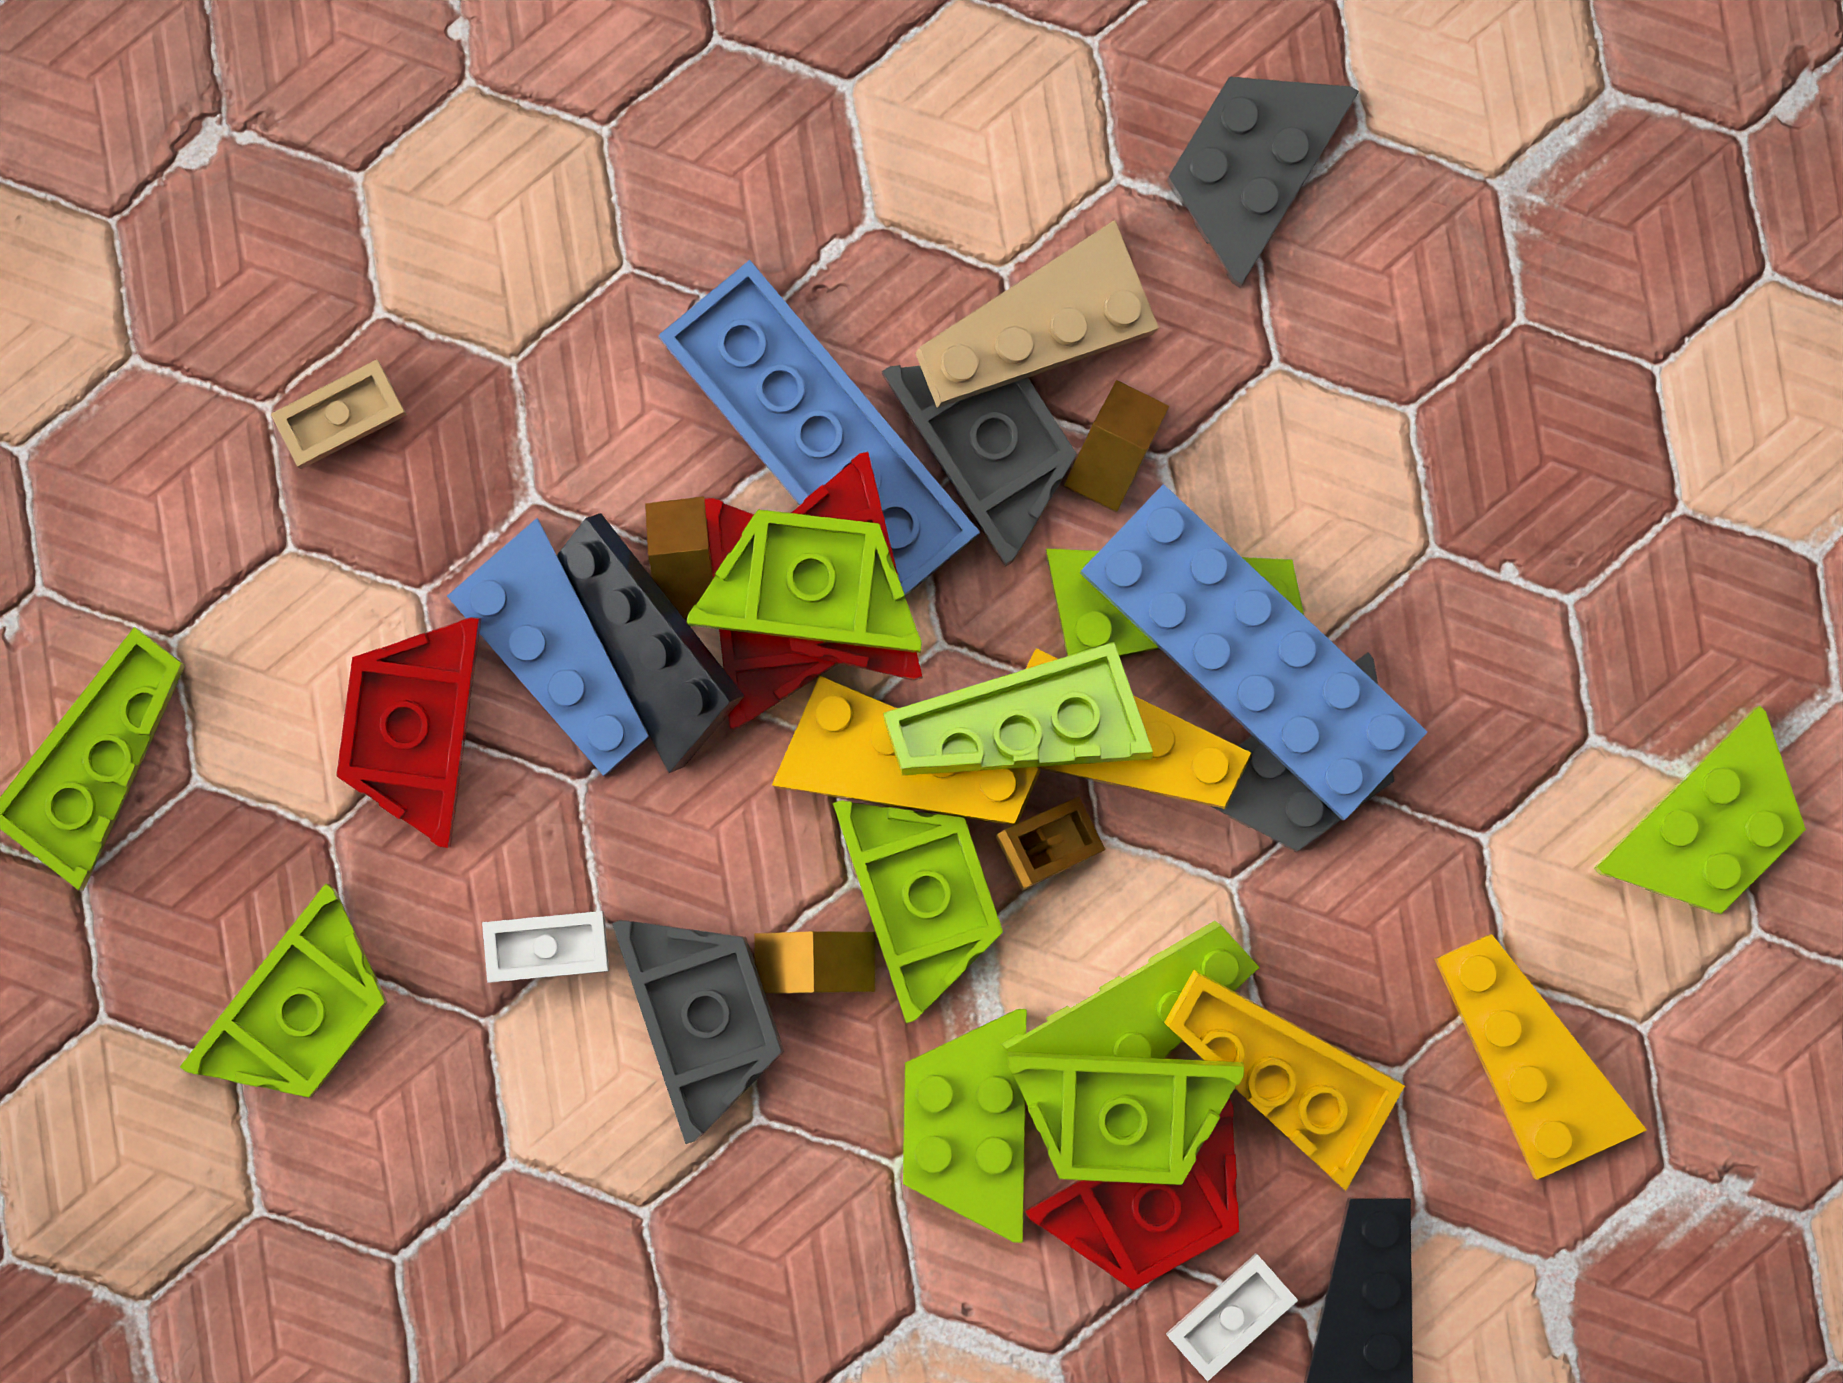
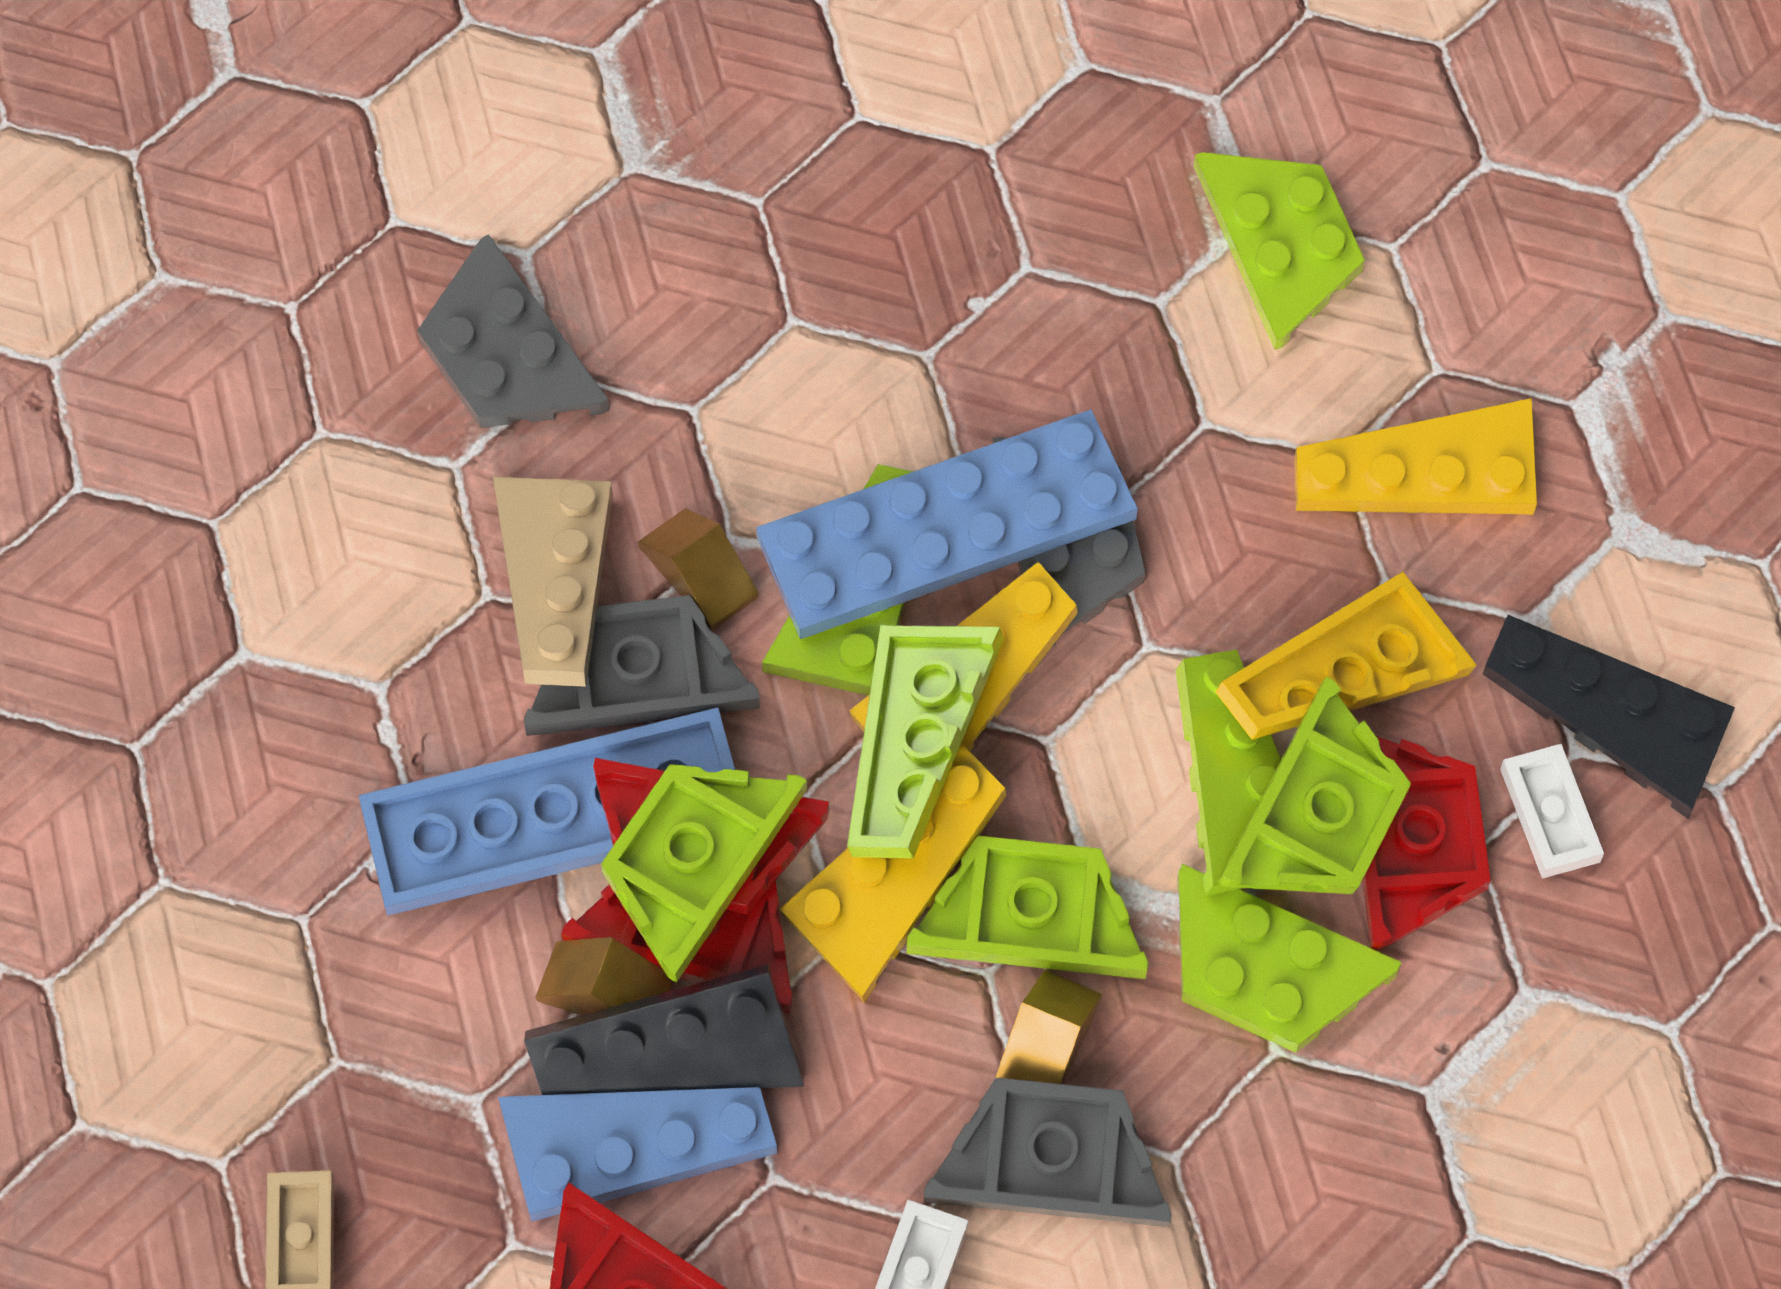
camera: 65 degrees left, 20 degrees down
(1050, 843) = (1037, 783): pearl gold slope -> none

